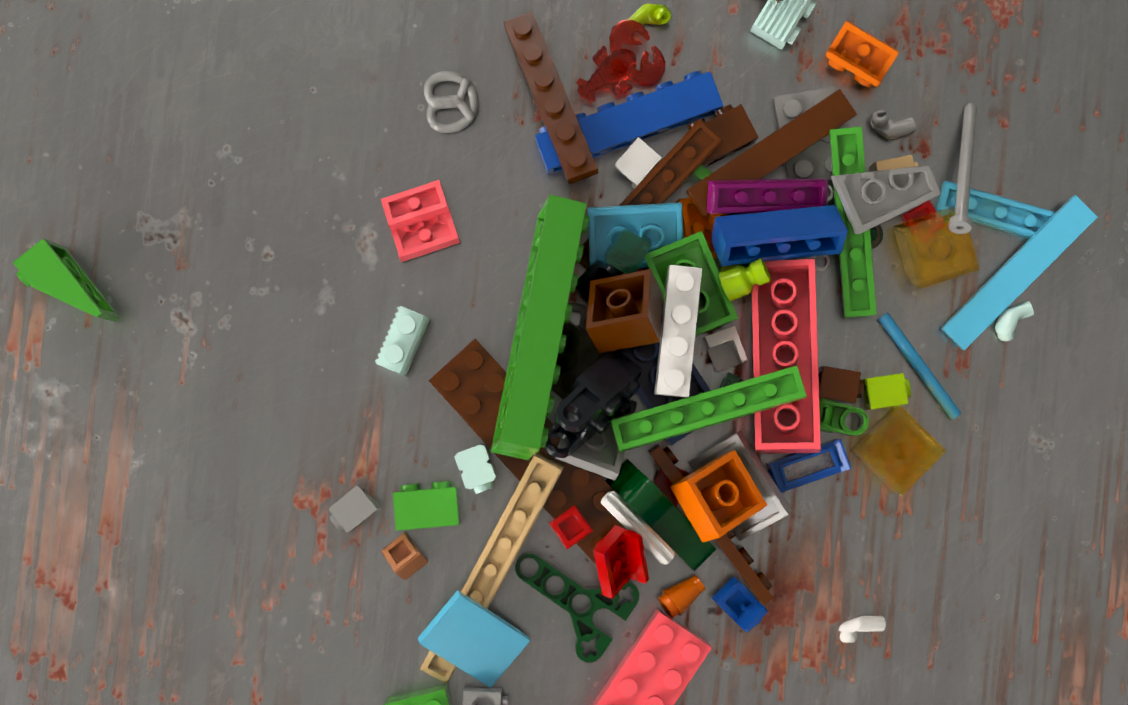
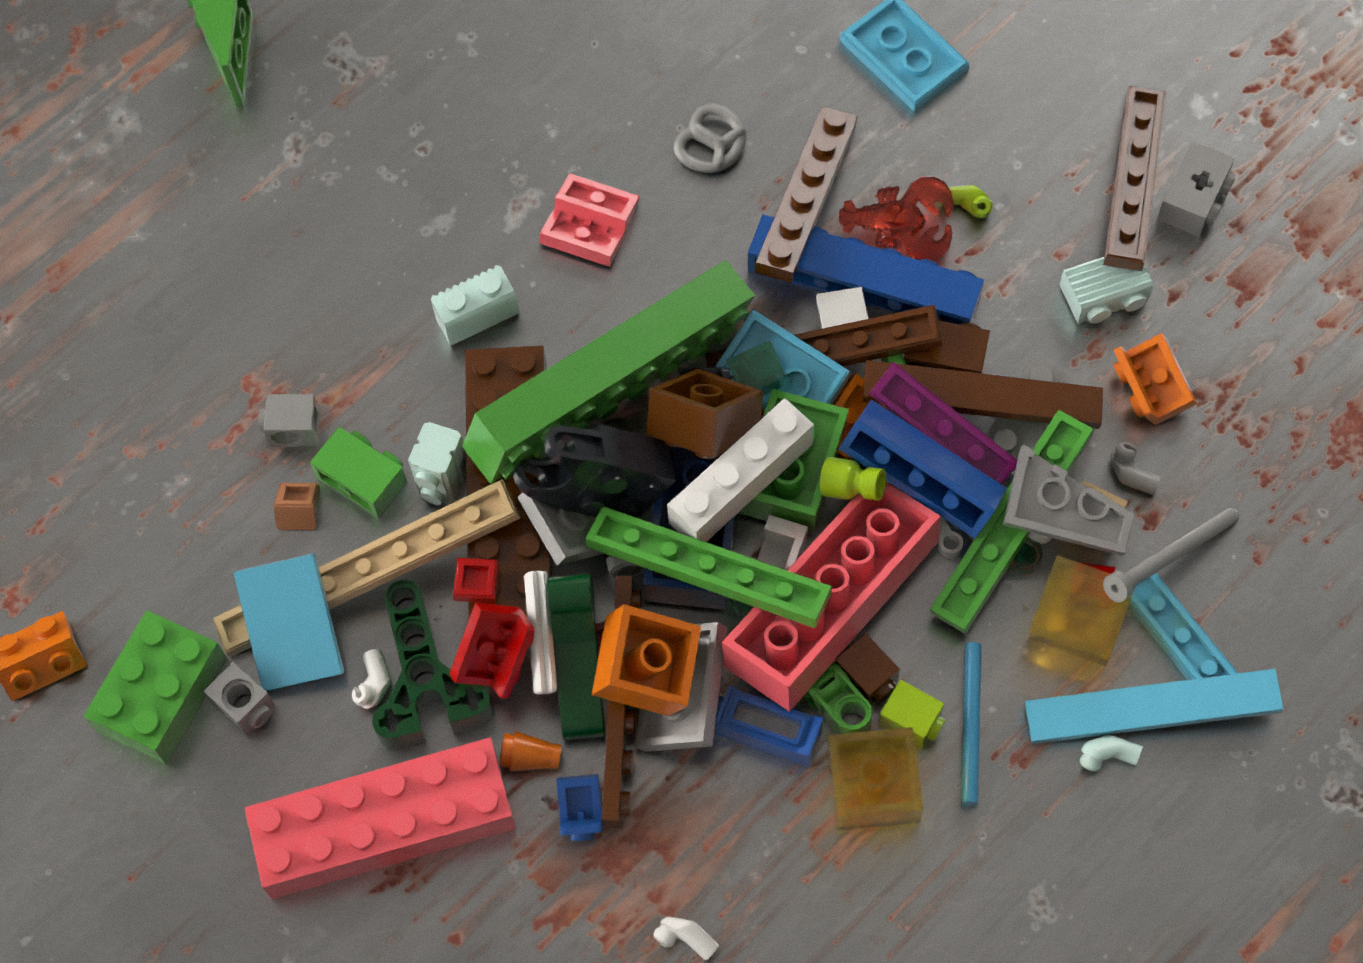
camera: 45 degrees right, 20 degrees down
(553, 627) = (376, 684): none -> white arm

